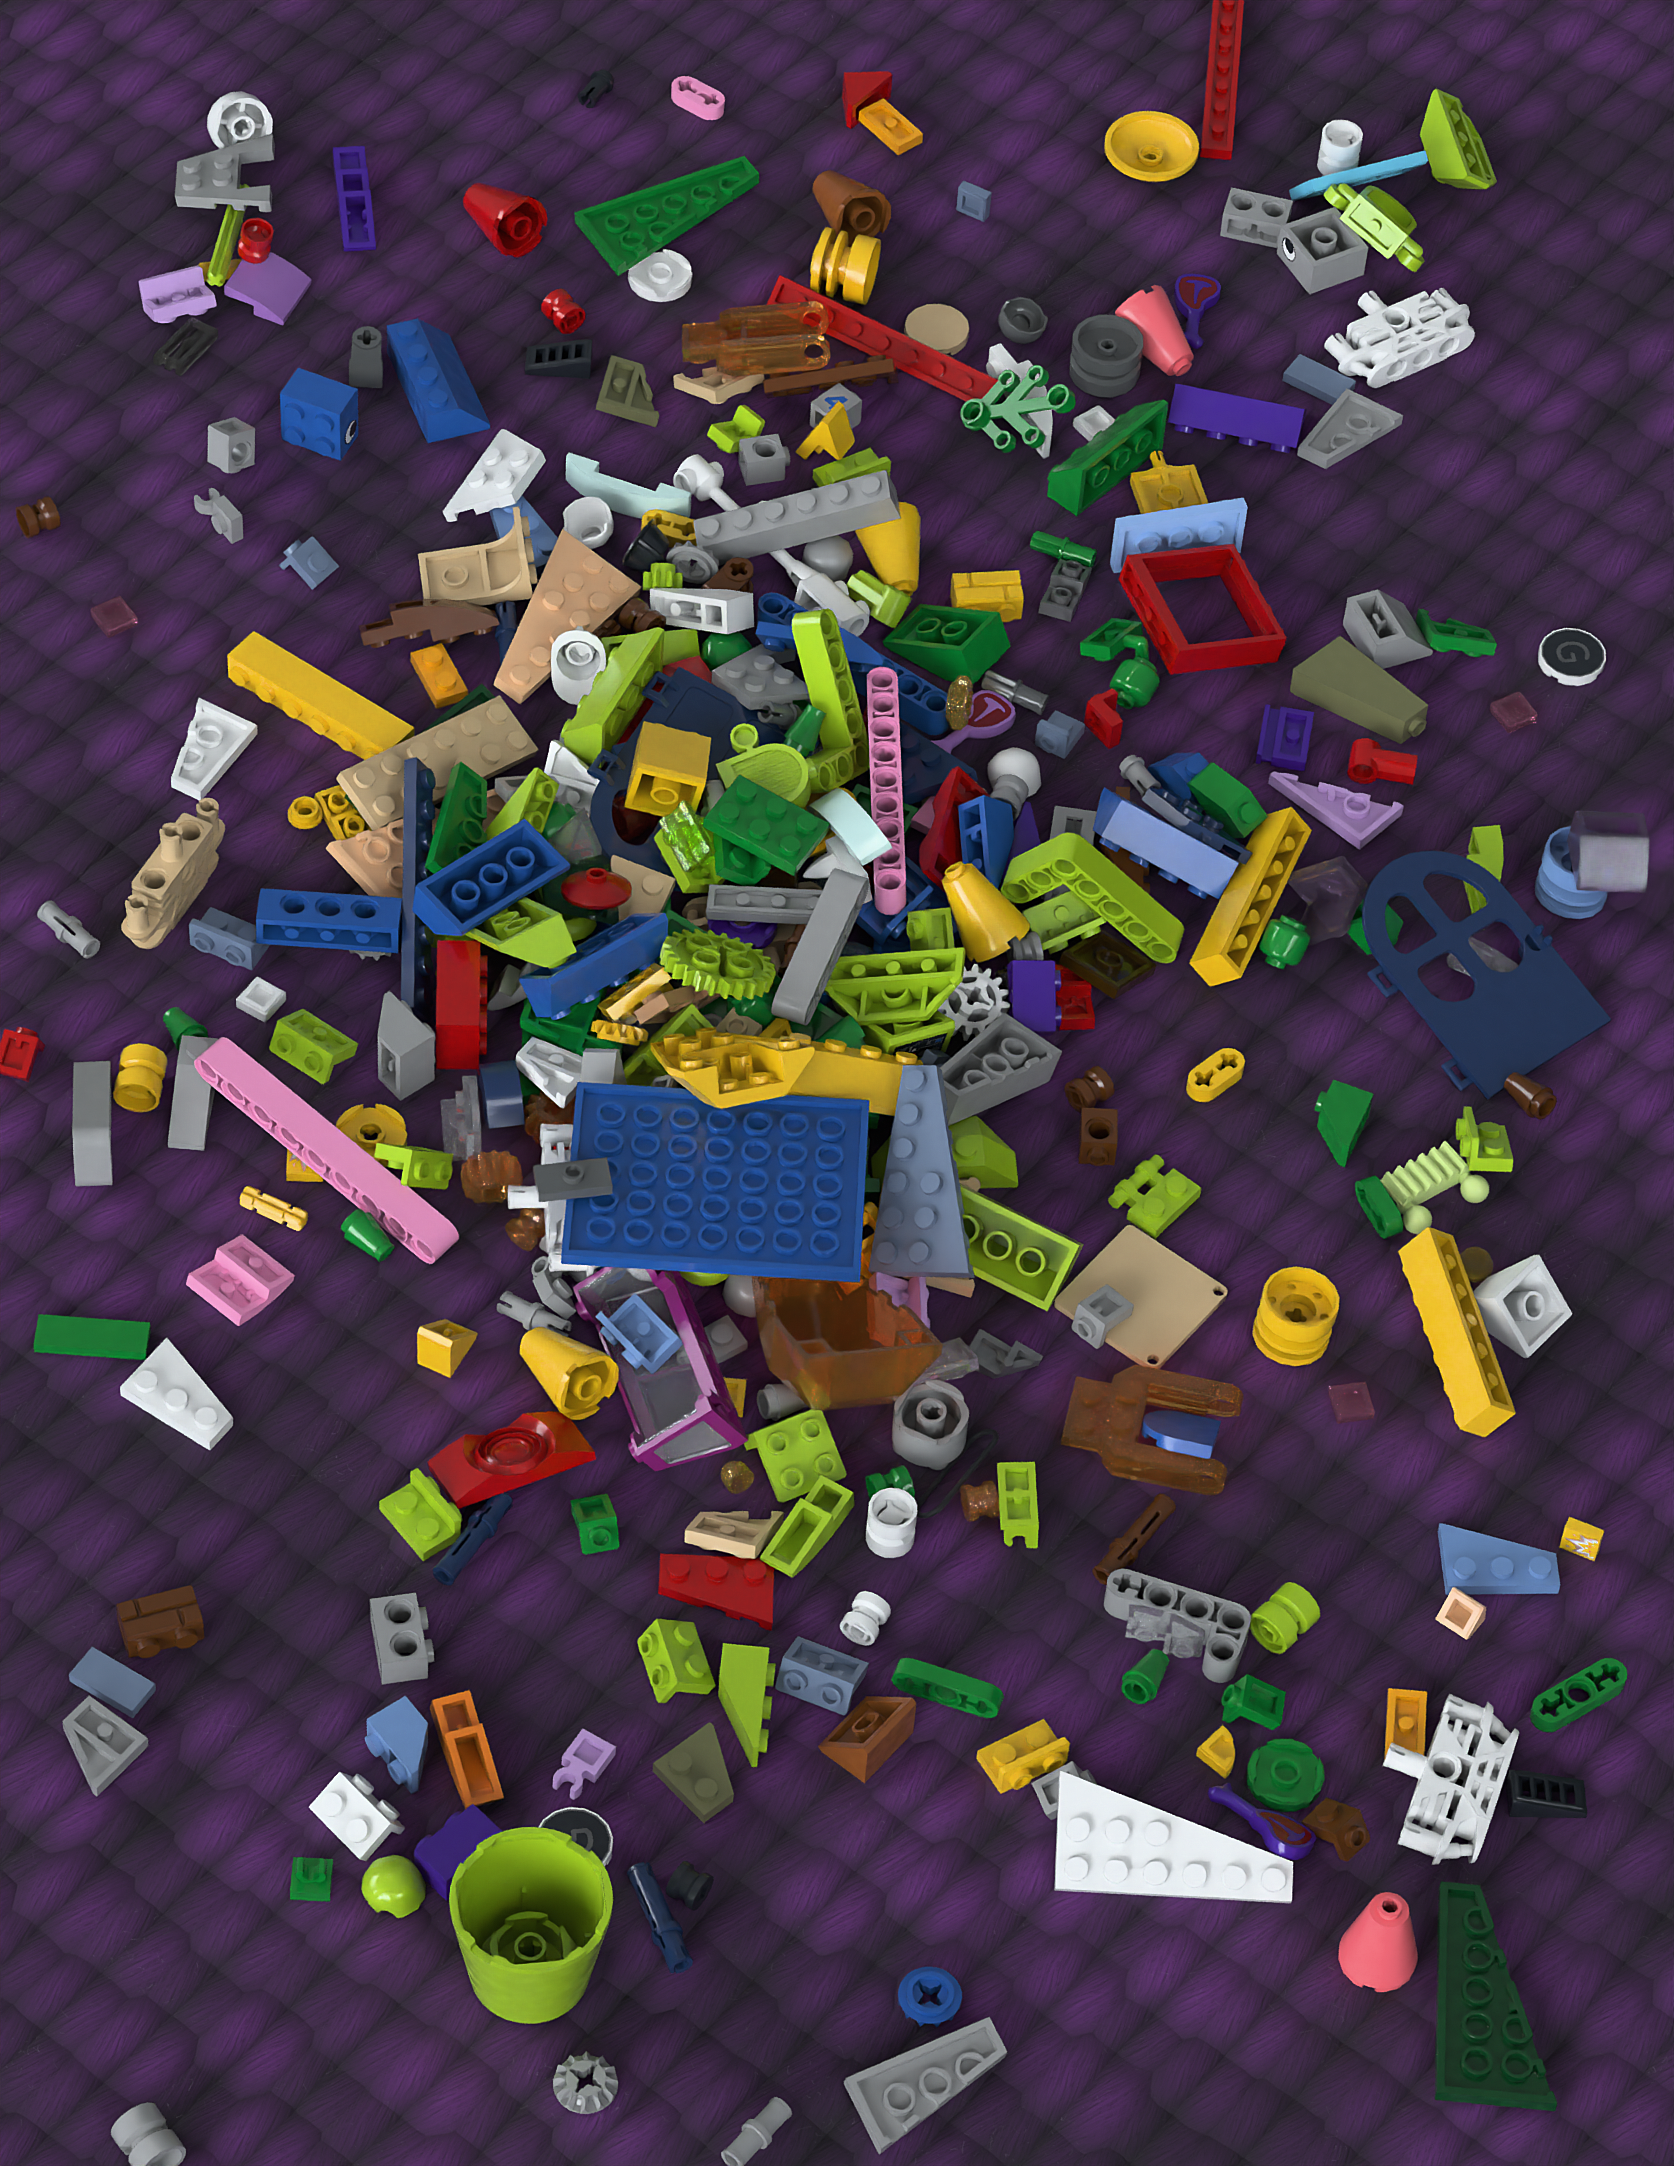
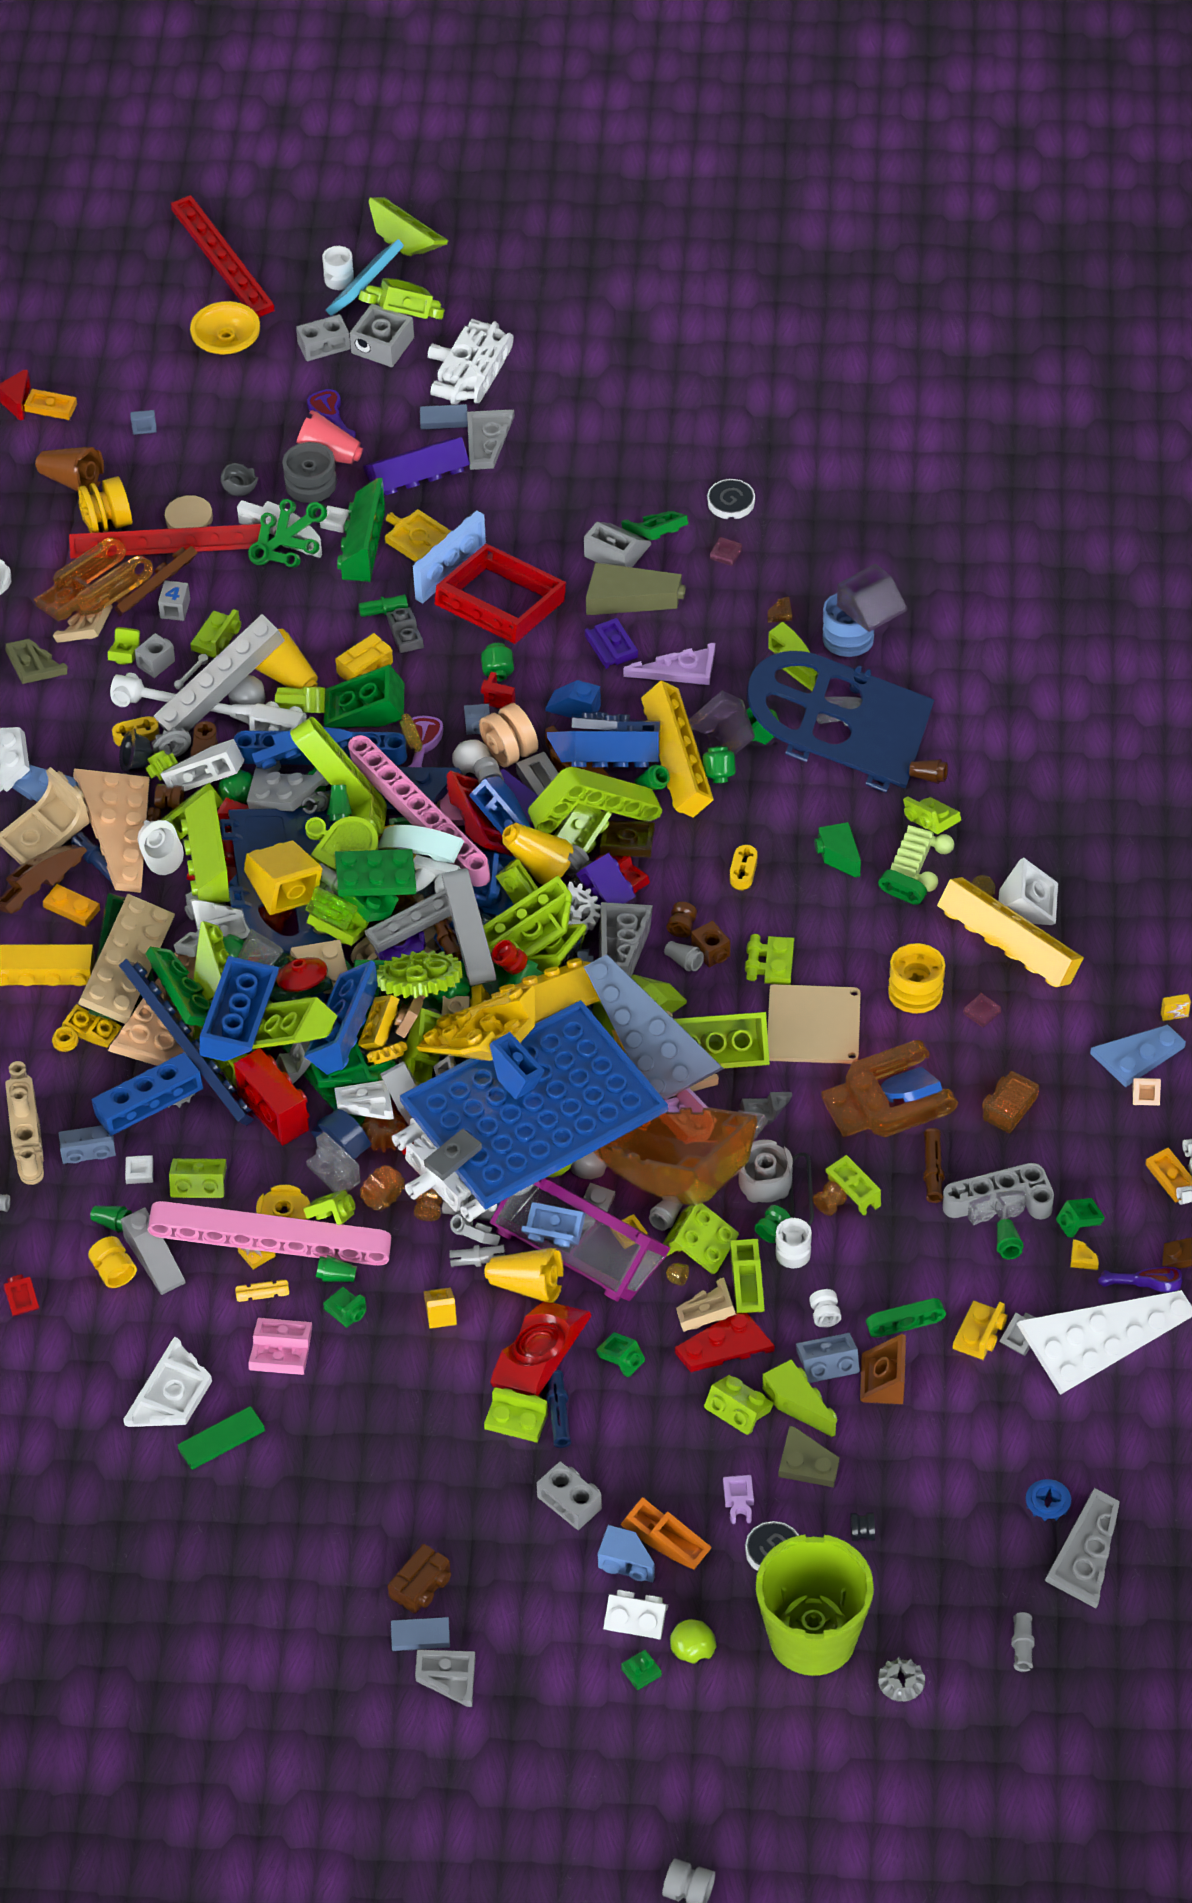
camera: 30 degrees left, 0 degrees up
(83, 1252) = (170, 1391): none -> white wing
(92, 1123) = (109, 1306): light grey beam -> none
(177, 1396) = (305, 1439): white wing -> none
(345, 1282) = (345, 1307): none -> green bracket
(404, 1049) = (260, 1143): light grey slope -> none
(442, 1853) = (715, 1594): dark purple brick -> none
(589, 521) = (84, 754): white hair -> none
(621, 495) = (85, 728): light aqua slope -> none
(665, 1930) = (877, 1564): dark blue pin -> none
(716, 1122) = (515, 1066): none -> blue slope
(831, 434) = (184, 614): yellow slope -> none
(835, 1004) = (509, 957): none -> red wheel
(1015, 691) = (431, 708): dark grey axle -> none
(1059, 1134) = (686, 956): none -> light grey cone
(1065, 768) = (508, 735): none -> light nougat wheel
(1100, 1314) = (803, 1048): light grey bracket -> none
(1113, 638) = (462, 642): green plate -> none
(1134, 770) = (547, 716): light grey pin -> none
(1194, 913) = (655, 778): none -> green cone
(1227, 800) = (617, 698): green slope -> none
(1284, 1616) = (1057, 1155): lime wheel -> none
(1285, 1775) = (1129, 1245): green tile -> none
(1287, 1523) = (1010, 1101): none -> clear orange brick
(1371, 762) = (673, 629): red piece -> none
(1517, 815) = (780, 611): none -> clear orange tile

